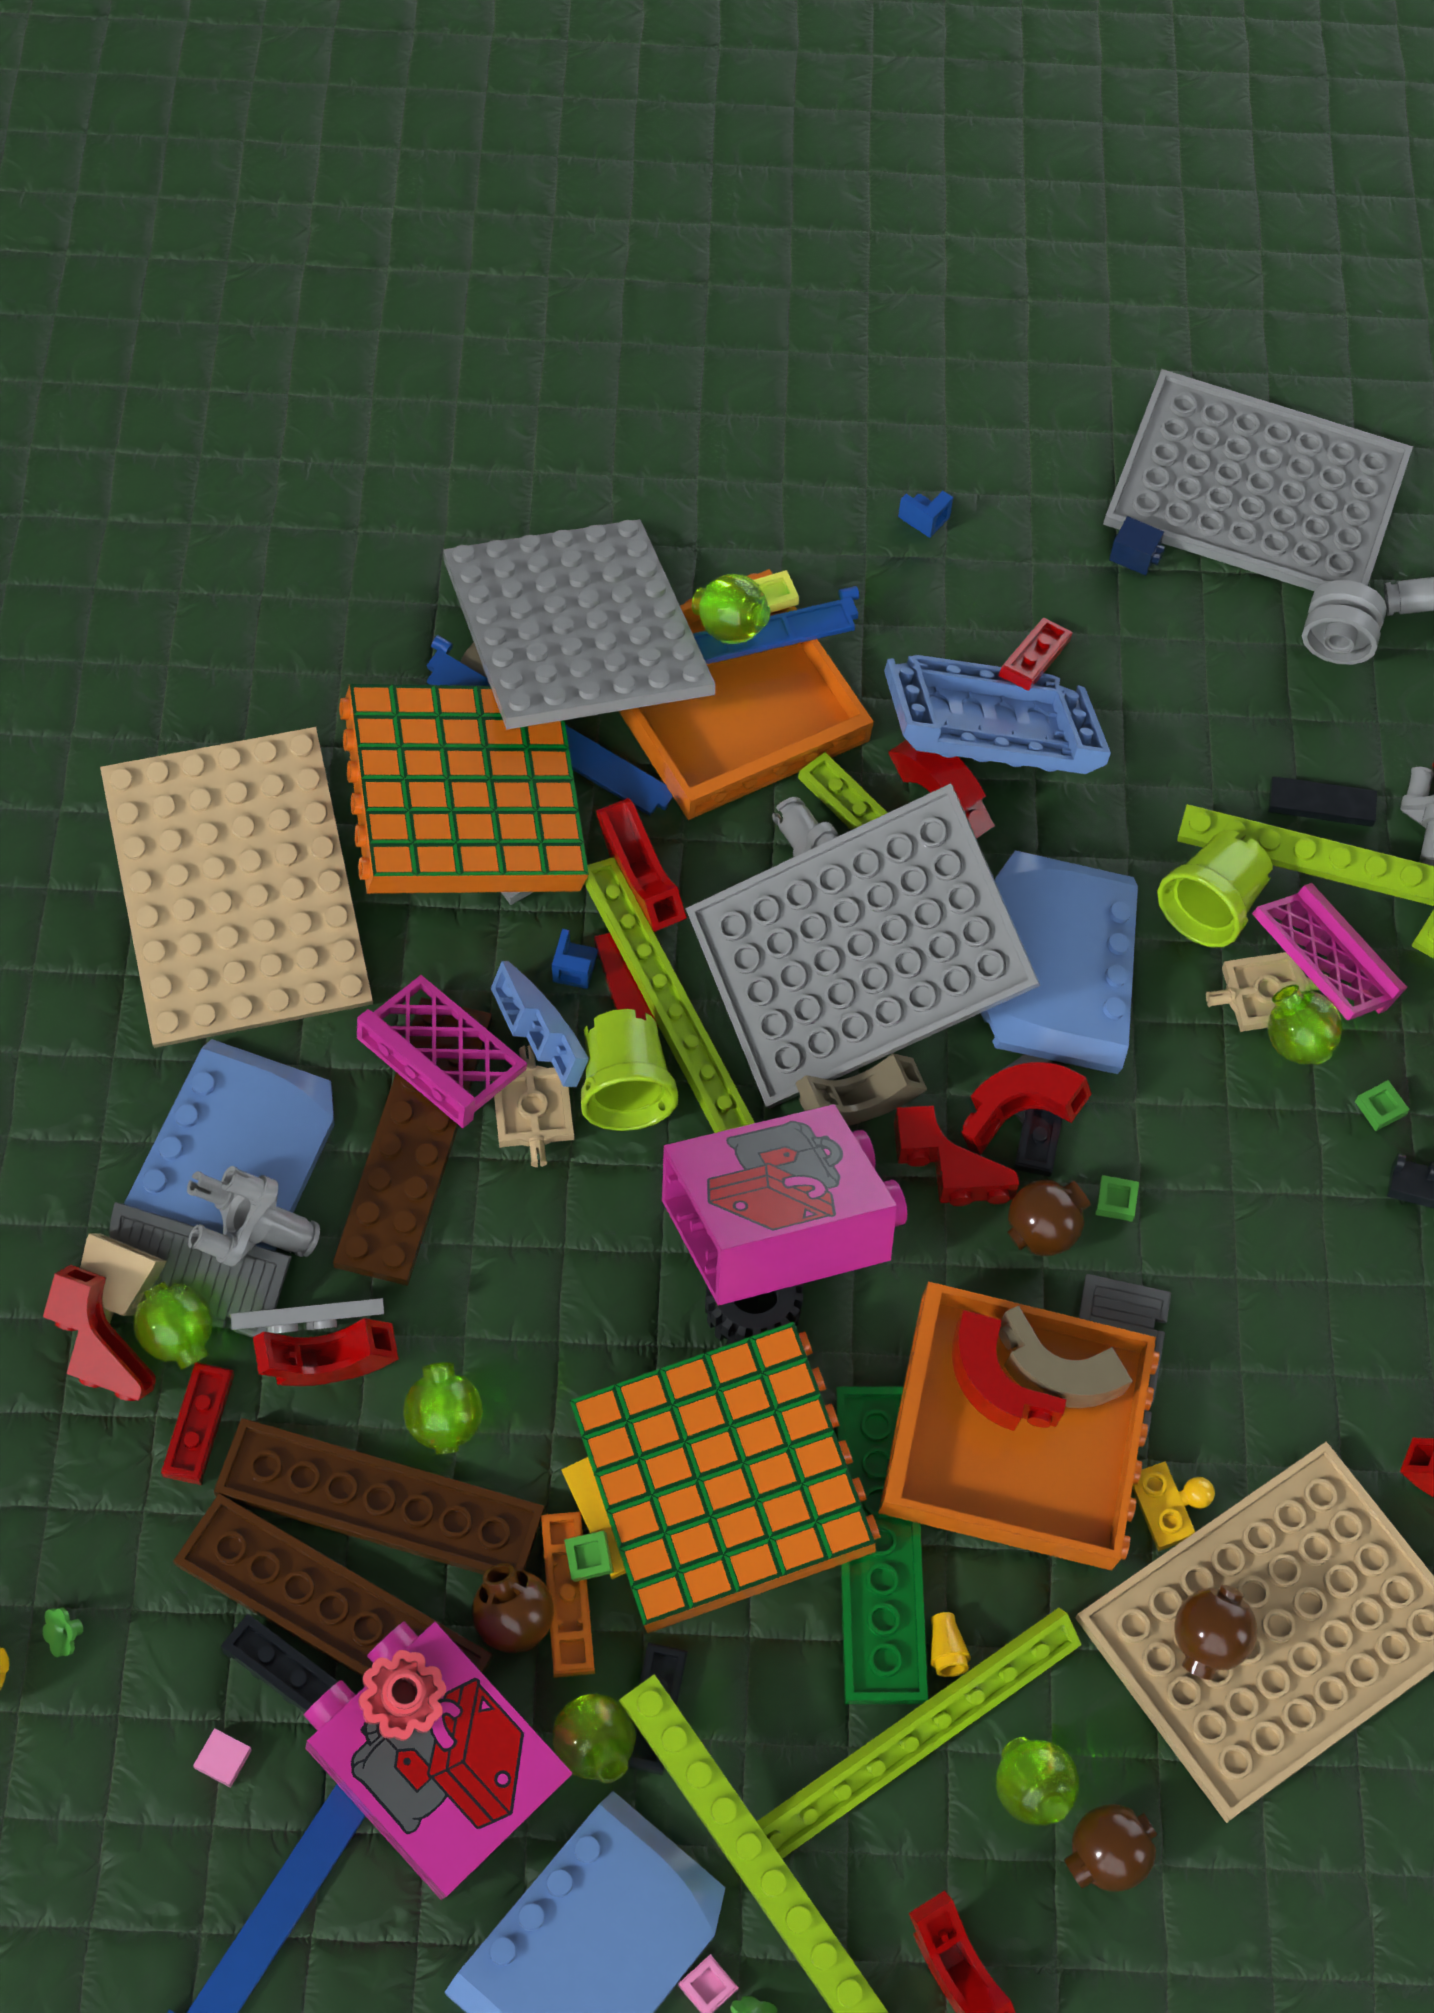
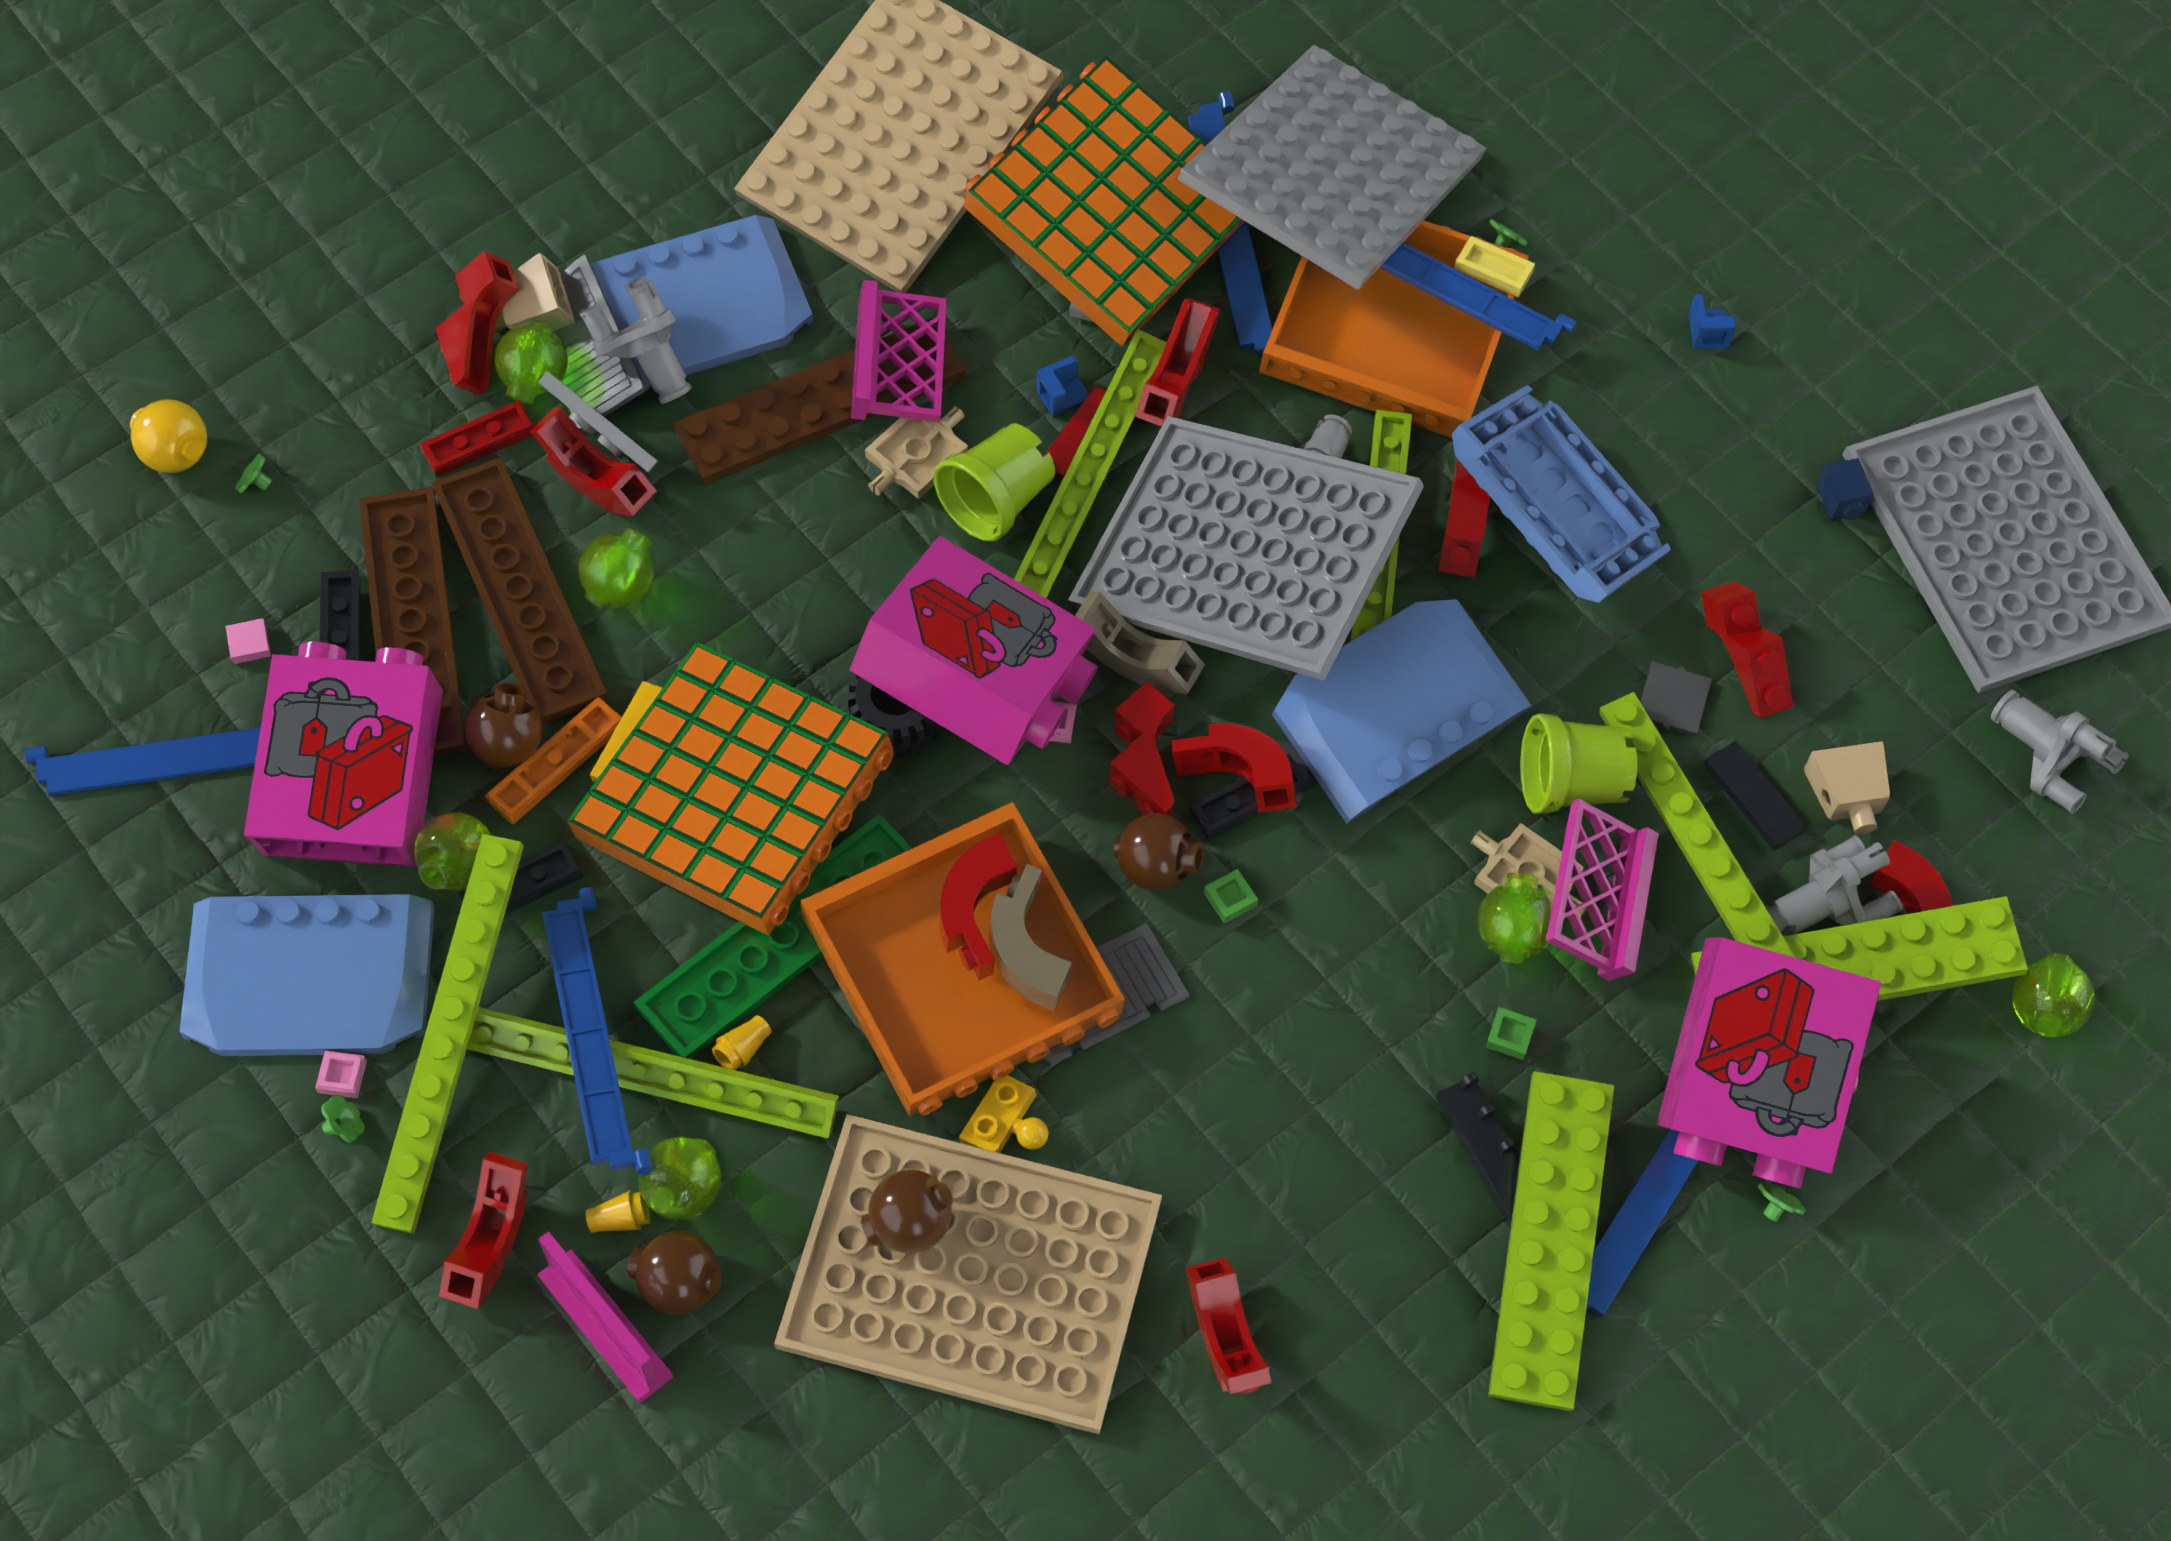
camera: 50 degrees right, 0 degrees up
(402, 1695) = (352, 684): coral plant -> none
(534, 1017) = (982, 397): medium blue slope -> none
(588, 1556) = (588, 745): bright green plate -> none
(728, 568) = (1506, 235): none -> bright green plant
(732, 608) = (1451, 248): clear neon green brick -> none
(856, 1756) = (588, 1037): none -> blue piece
(1021, 1854) = (619, 1214): none -> yellow cone
(1035, 654) = (1658, 490): red tile -> none
(1109, 1940) = (602, 1321): none -> dark pink fence
(1201, 783) = (1675, 698): none -> dark grey piece
(1222, 705) = (1754, 650): none -> red arch
(1344, 622) = (1934, 683): light grey wheel -> none
(1369, 736) = (1851, 783): none -> tan torso

